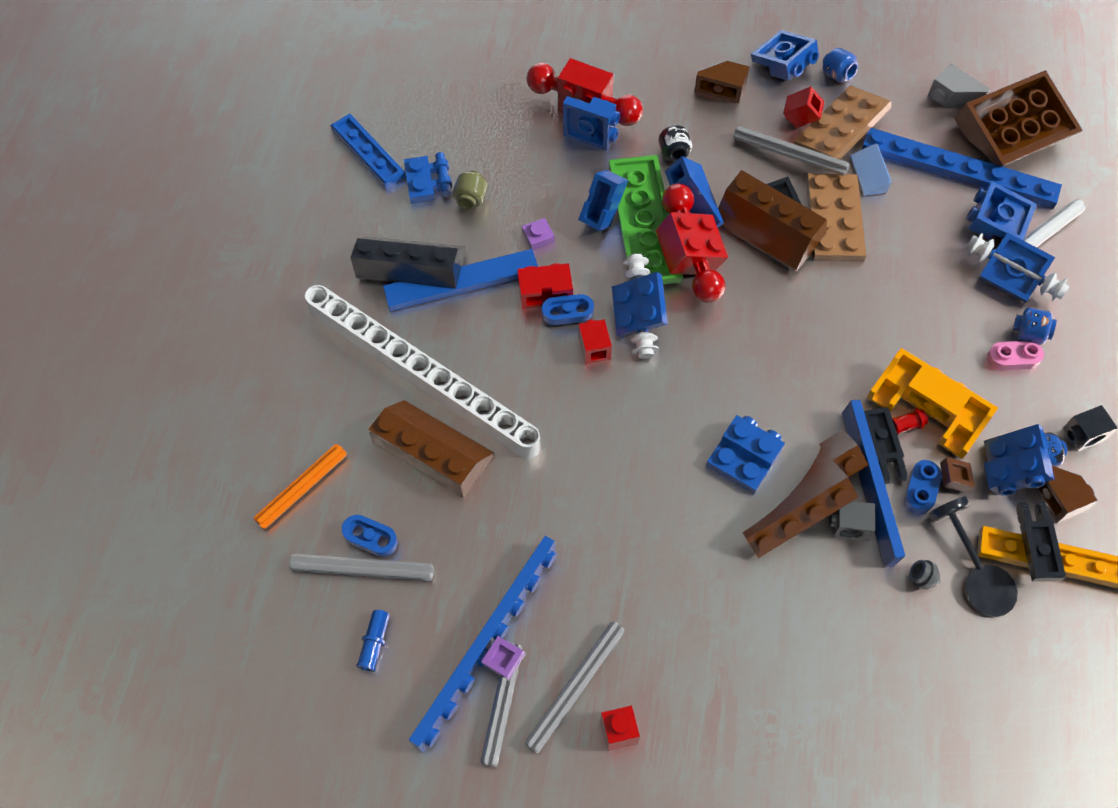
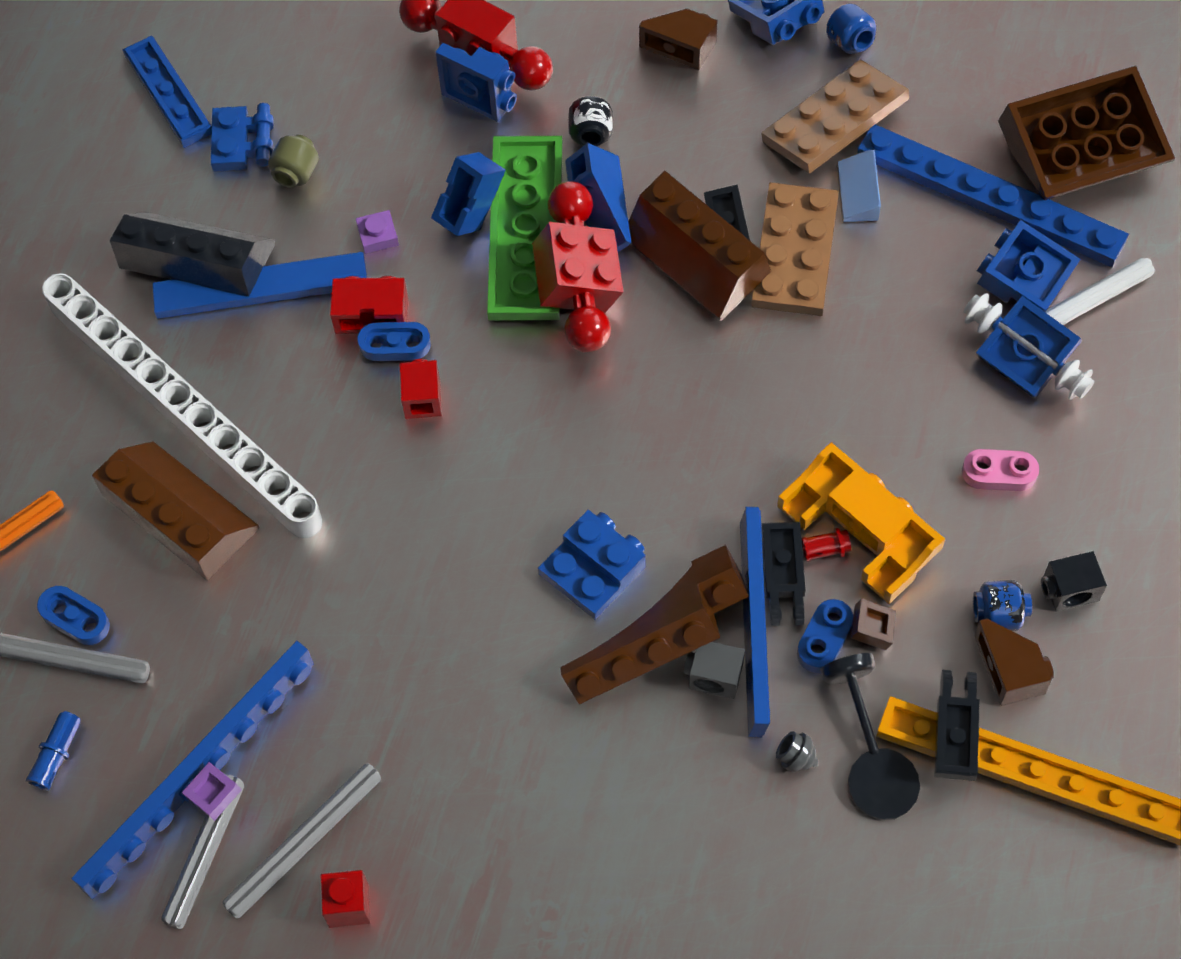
camera: 10 degrees right, 0 degrees up
(639, 305) = (488, 346): blue plate -> none
(791, 150) = (752, 147): light grey axle -> none
(803, 107) = (782, 86): red brick -> none
(956, 88) = (1009, 77): light grey slope -> none
(1017, 461) = (956, 614): blue plate -> none
(1035, 325) = (1034, 431): blue head -> none

